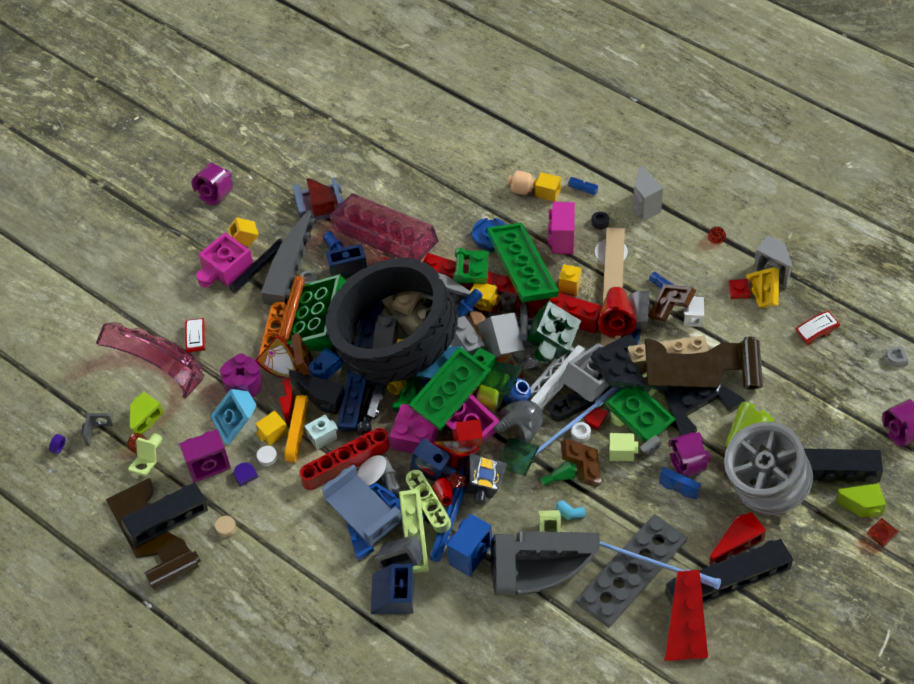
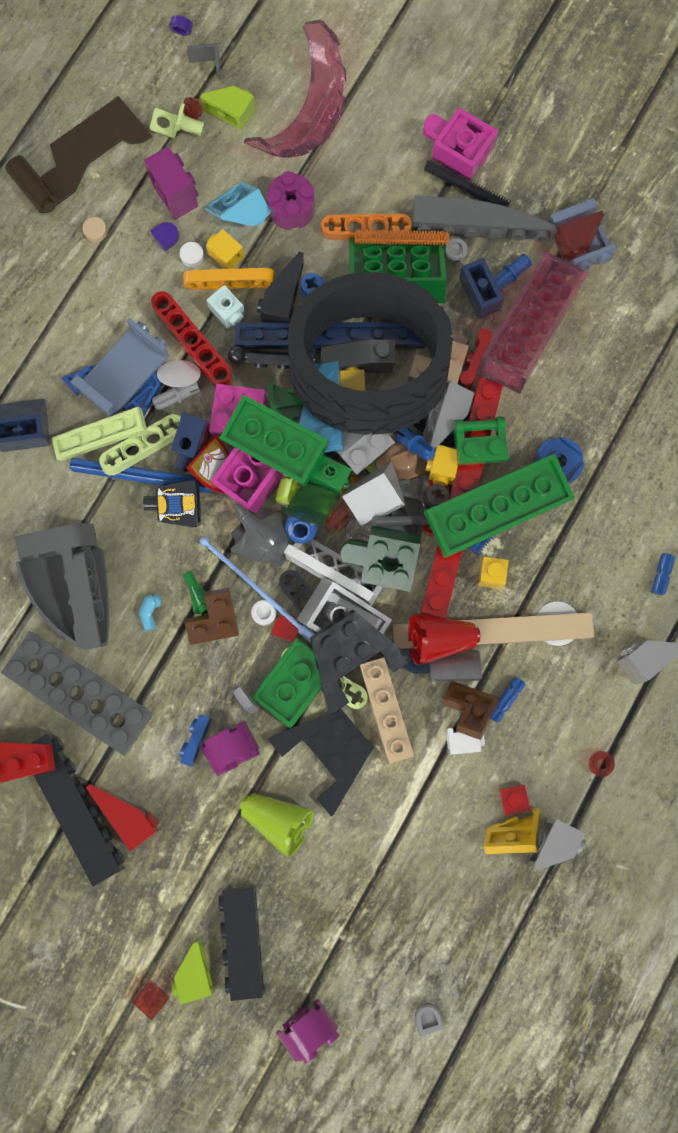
camera: 80 degrees right, 25 degrees up
(164, 514) = (96, 159): black brick -> none
(195, 335) = (346, 137): slope -> none
(212, 183) = (583, 101): magenta brick -> none
(243, 231) = (511, 155): yellow brick -> none
(277, 358) = (321, 239): shield -> none
(287, 401) = (274, 261): red slope -> none
(302, 355) = (323, 258): reddish brown plate -> none
(401, 551) = (63, 422): flat silver brick -> none
(443, 491) = (155, 460): red cone -> none
(457, 480) = (165, 472): clear red plate -> none
(468, 433) = (218, 473): red brick -> none
(469, 544) = (79, 498): blue brick -> none
(518, 456) = (214, 539): clear green piece -> none
(521, 182) = (651, 489): light nougat head -> none
(547, 186) = (650, 525): yellow brick -> none
(549, 521) = (120, 588): yellowish green brick -> none
(561, 227) = (574, 552): dark pink brick -> none
(600, 220) = (606, 603): black tile -> none
(622, 447) = (241, 665): yellowish green brick -> none
(704, 369) = (361, 760): dark brown door -> none
(704, 578) = (58, 758): light blue piece -> none
(791, 487) = (166, 840): light grey wheel -> none
(816, 326) = (462, 909): slope -> none

